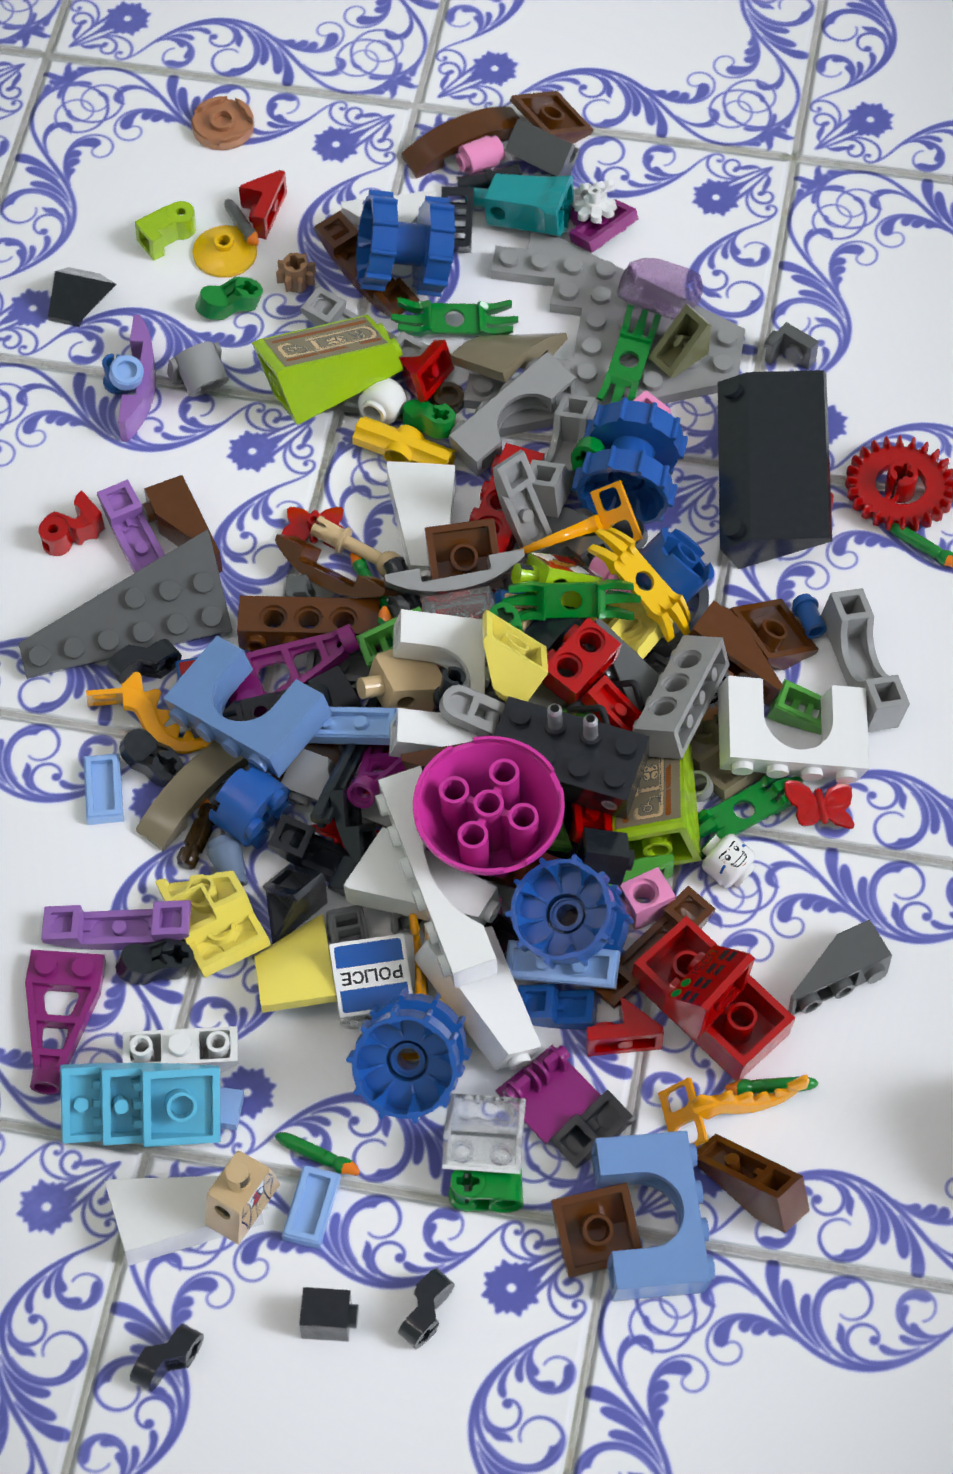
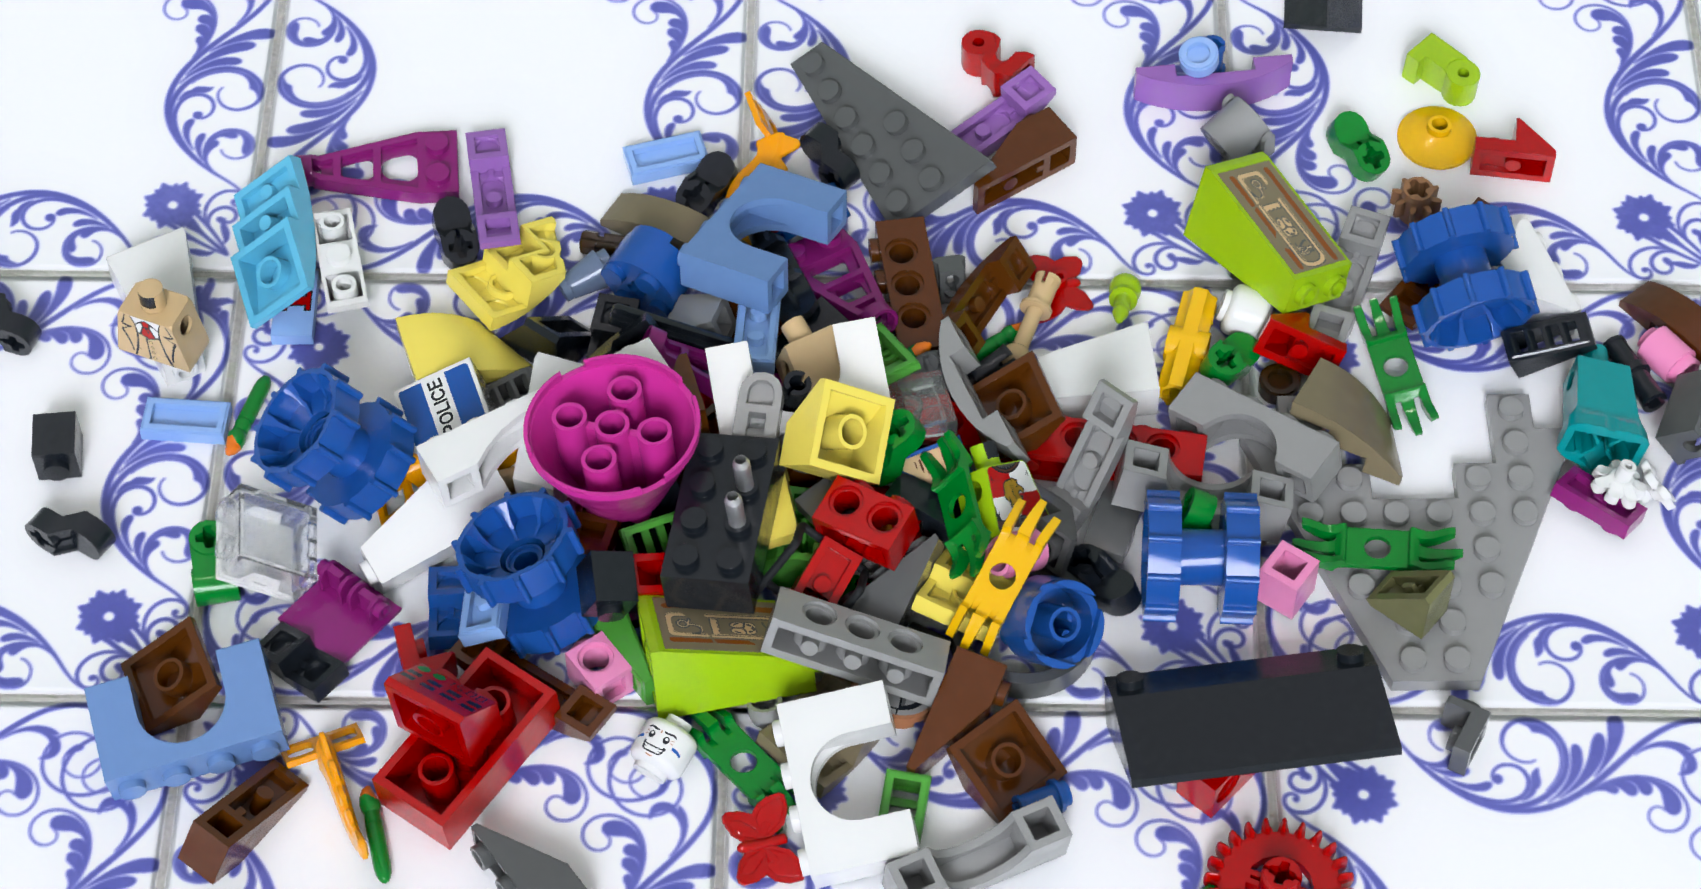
camera: 80 degrees right, 5 degrees down
(222, 123) = (1631, 100): nougat tile -> none
(250, 234) = (1459, 148): dark grey piece -> none
(331, 481) = (1123, 295): none -> lime bar
(602, 520) = (1097, 531): light orange piece -> none
(659, 286) = (1493, 563): clear purple piece -> none

